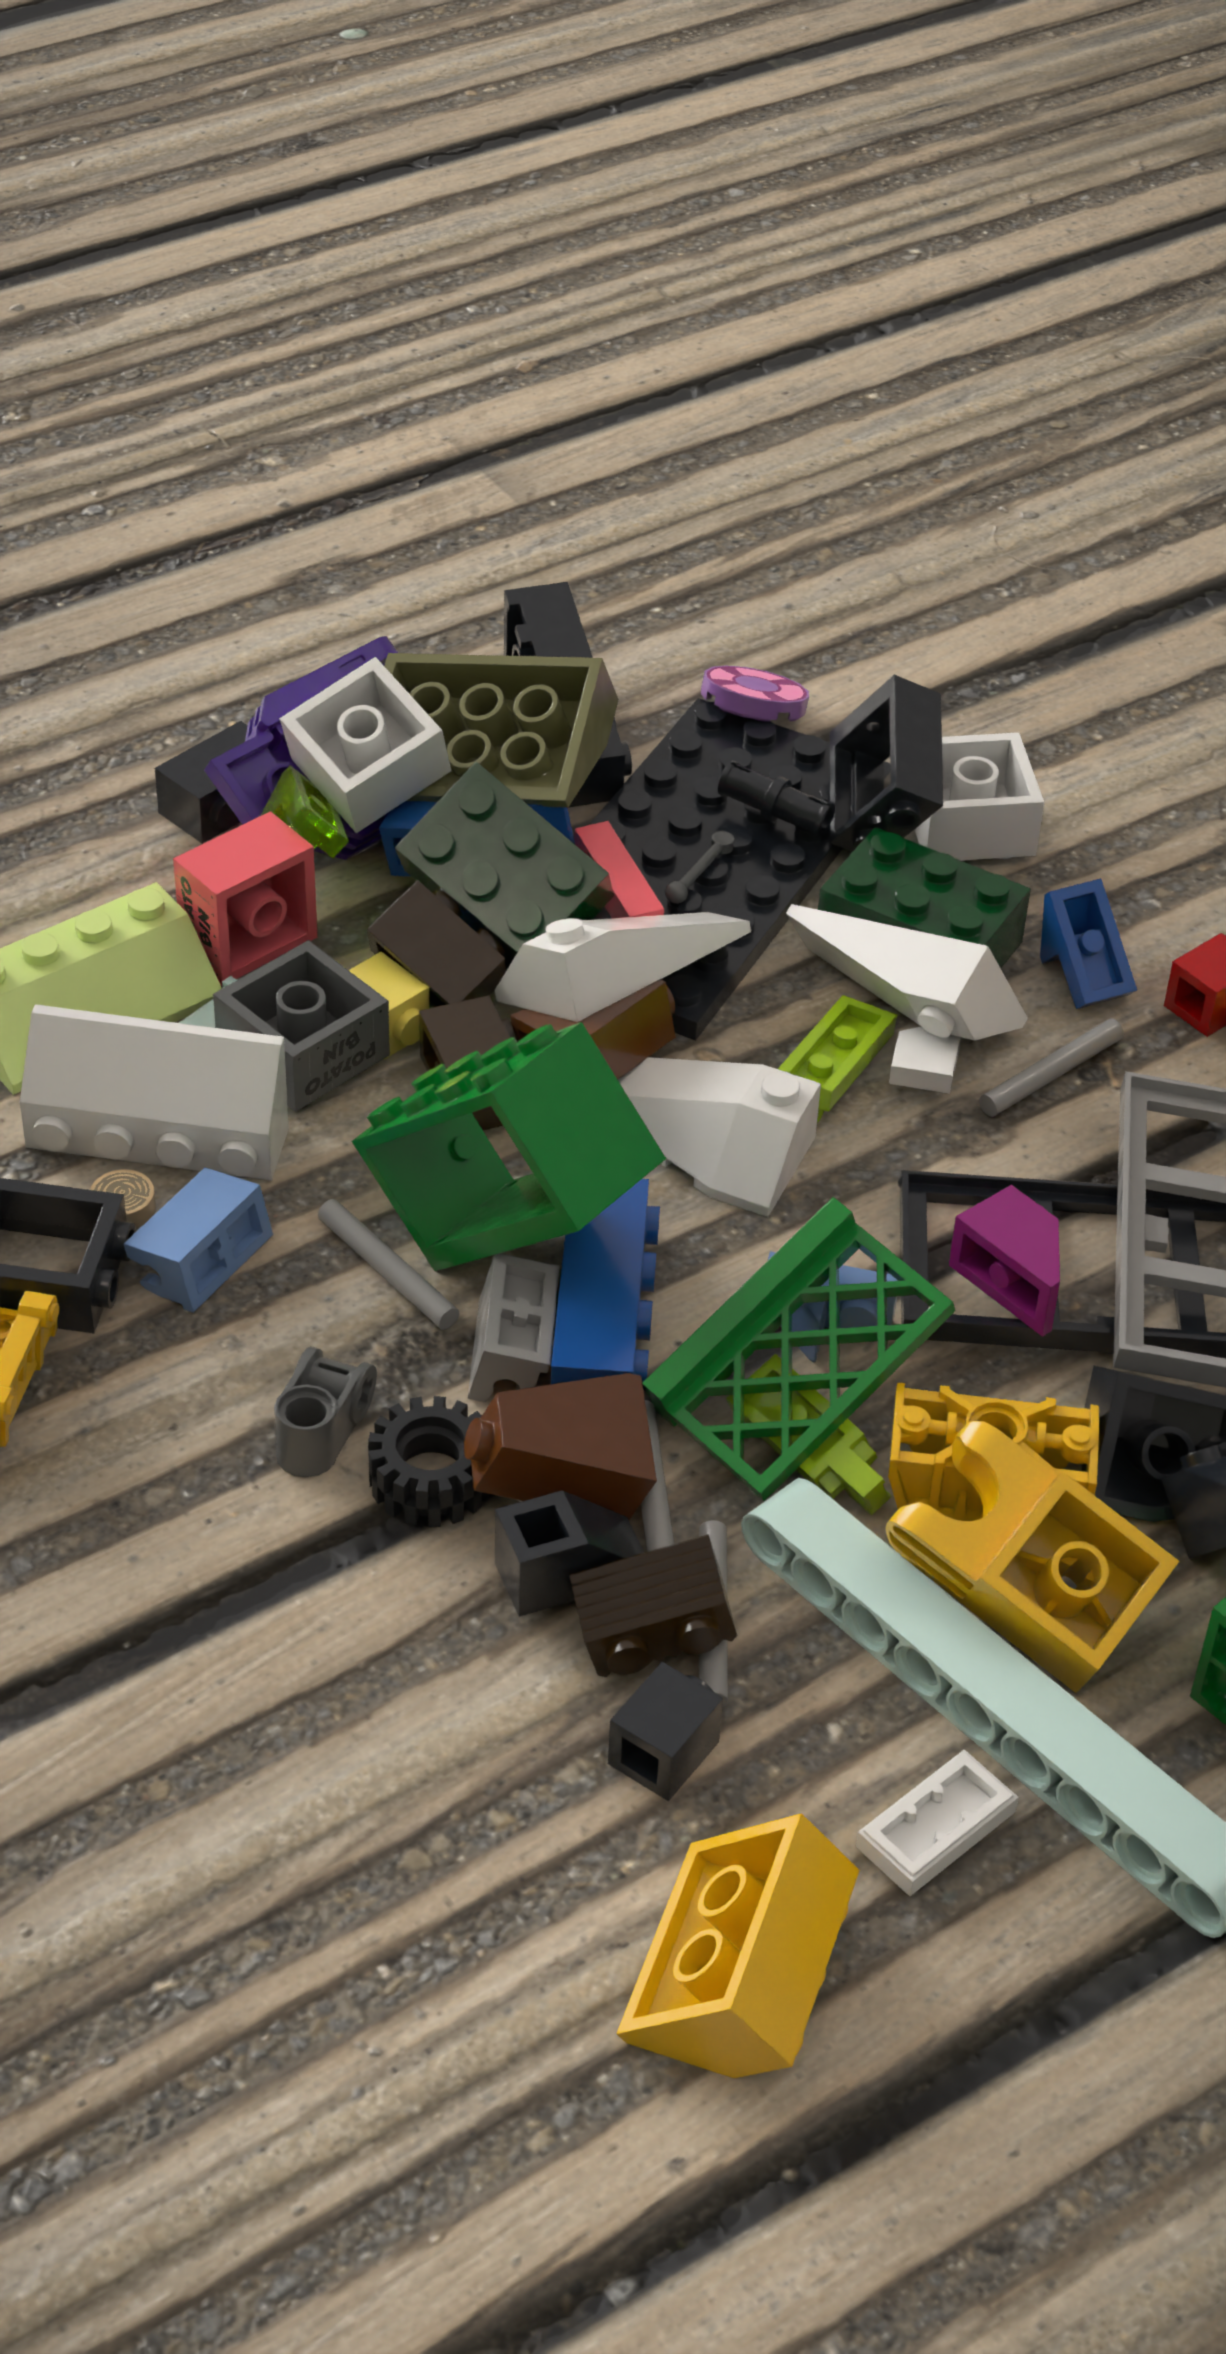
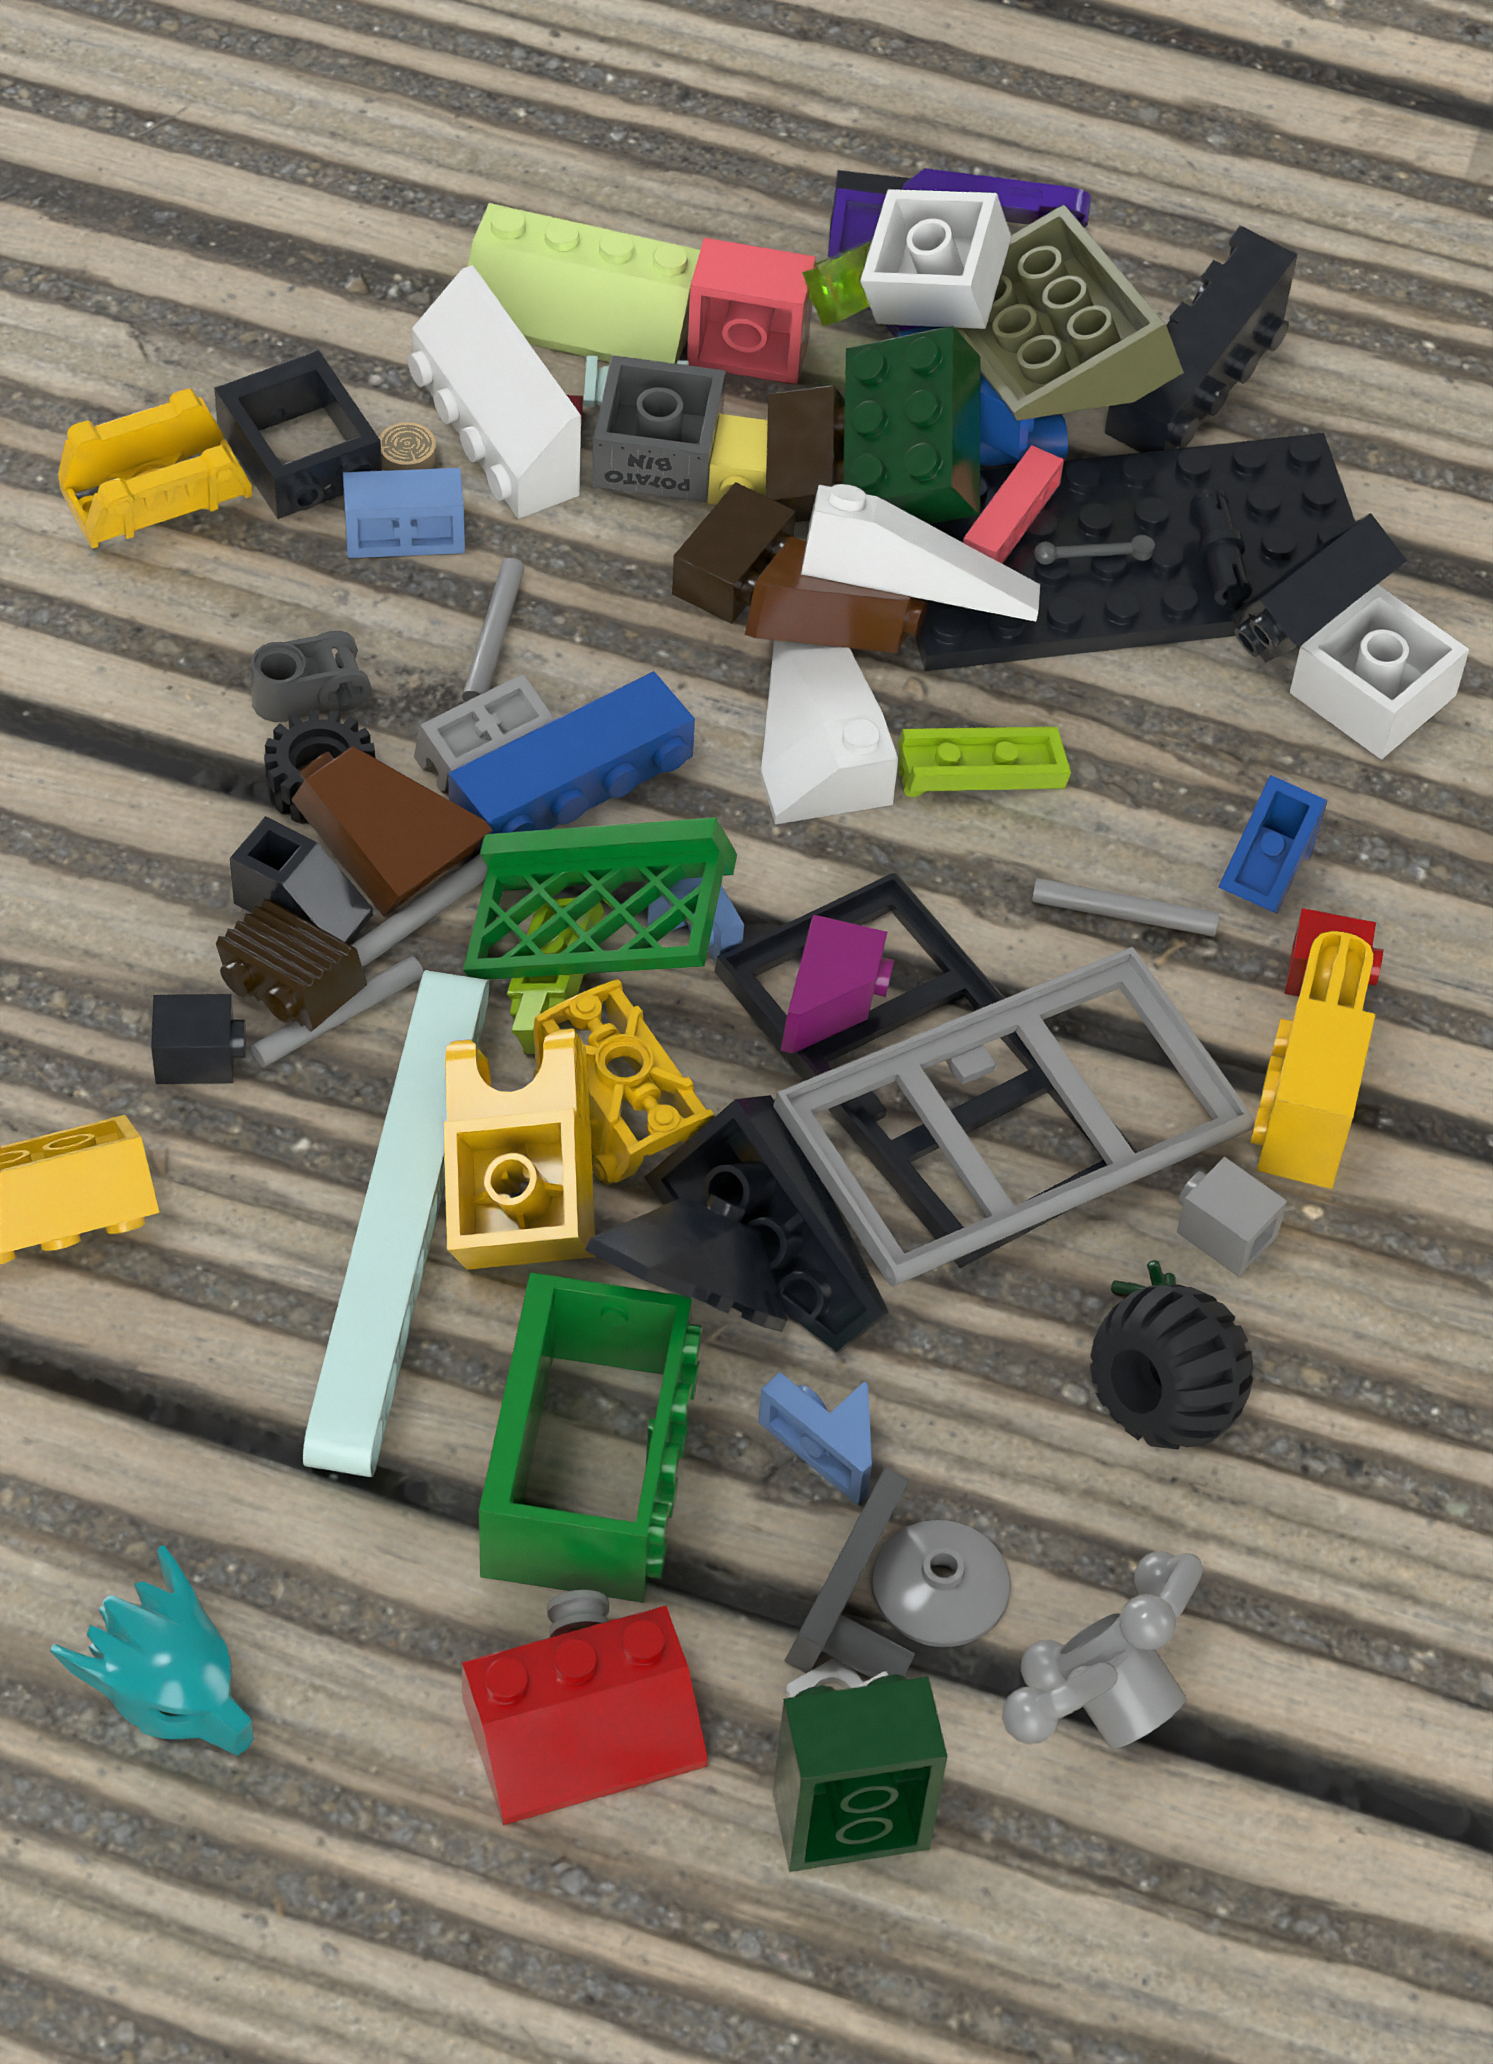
camera: 50 degrees right, 10 degrees up
(560, 1113) = (578, 603): green hose -> none
(754, 693) = (1366, 461): tile -> none
(924, 1060) = (1040, 814): white slope -> none
(925, 976) = (1096, 762): white wedge -> none
(929, 893) = (1198, 721): dark green brick -> none
(936, 1822) = (256, 1241): white plate -> none

